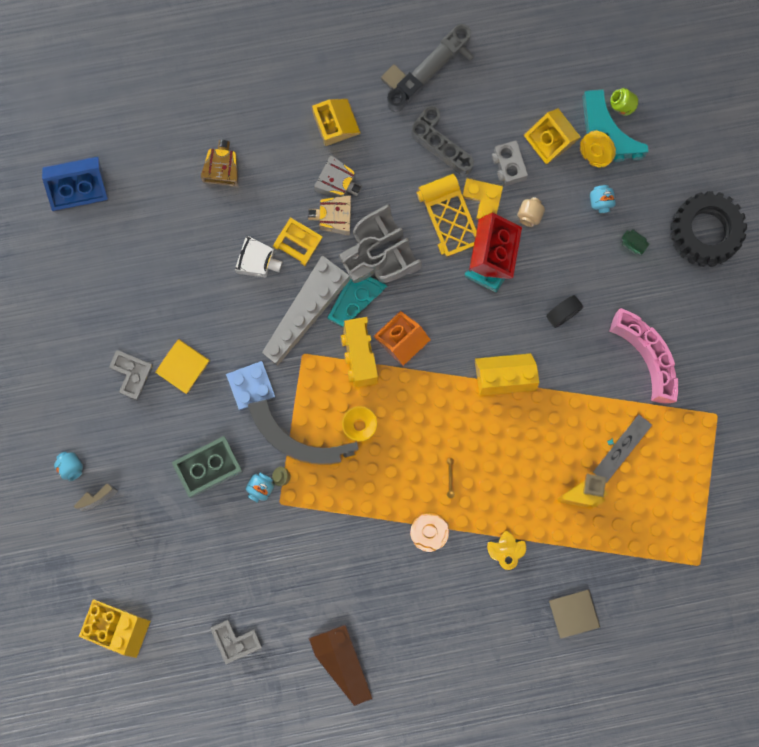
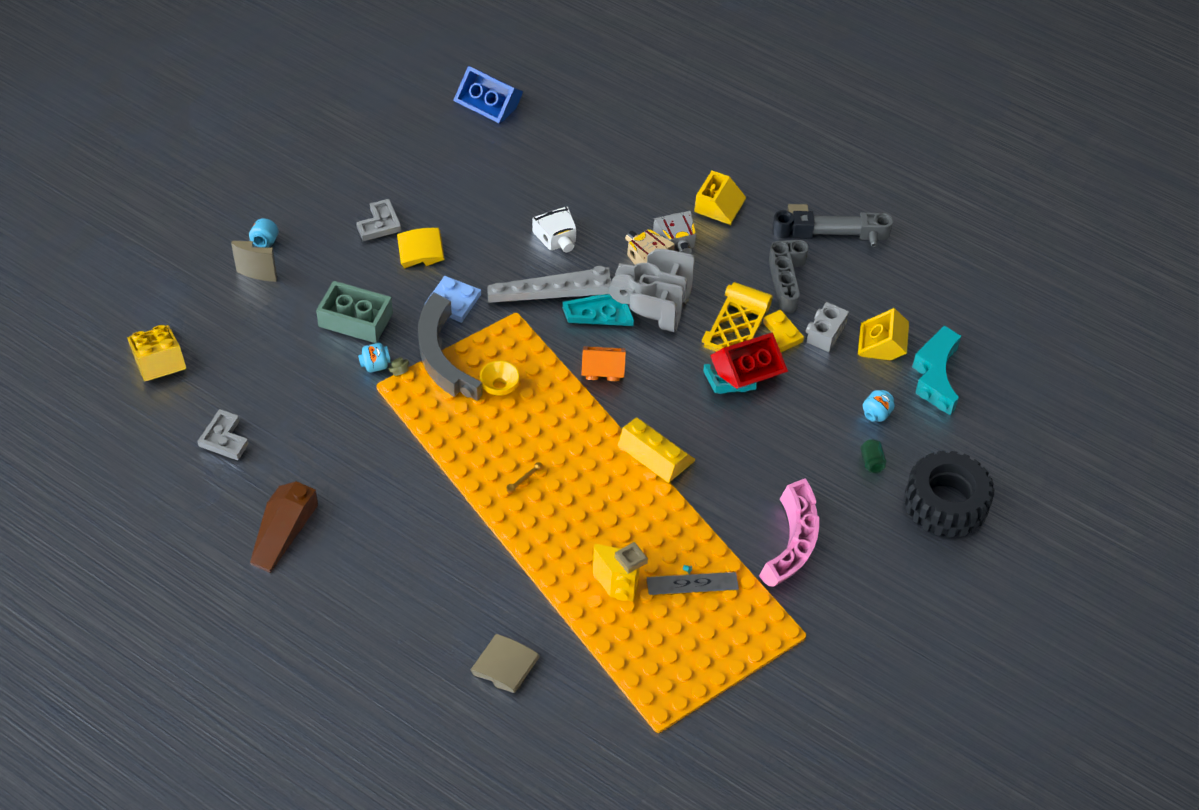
camera: 50 degrees right, 30 degrees down
(220, 165) = (601, 161): pearl gold torso -> none
(301, 236) = (607, 244): yellow plate -> none
(359, 352) = (559, 334): yellow wedge -> none
(429, 532) = (462, 499): tile -> none
(507, 547) = (508, 565): yellow plate -> none
(531, 212) = (807, 367): tan head -> none
(564, 311) = (753, 456): black tyre -> none
(598, 149) = (912, 368): yellow tile -> none
(624, 101) = (971, 360): lime head -> none

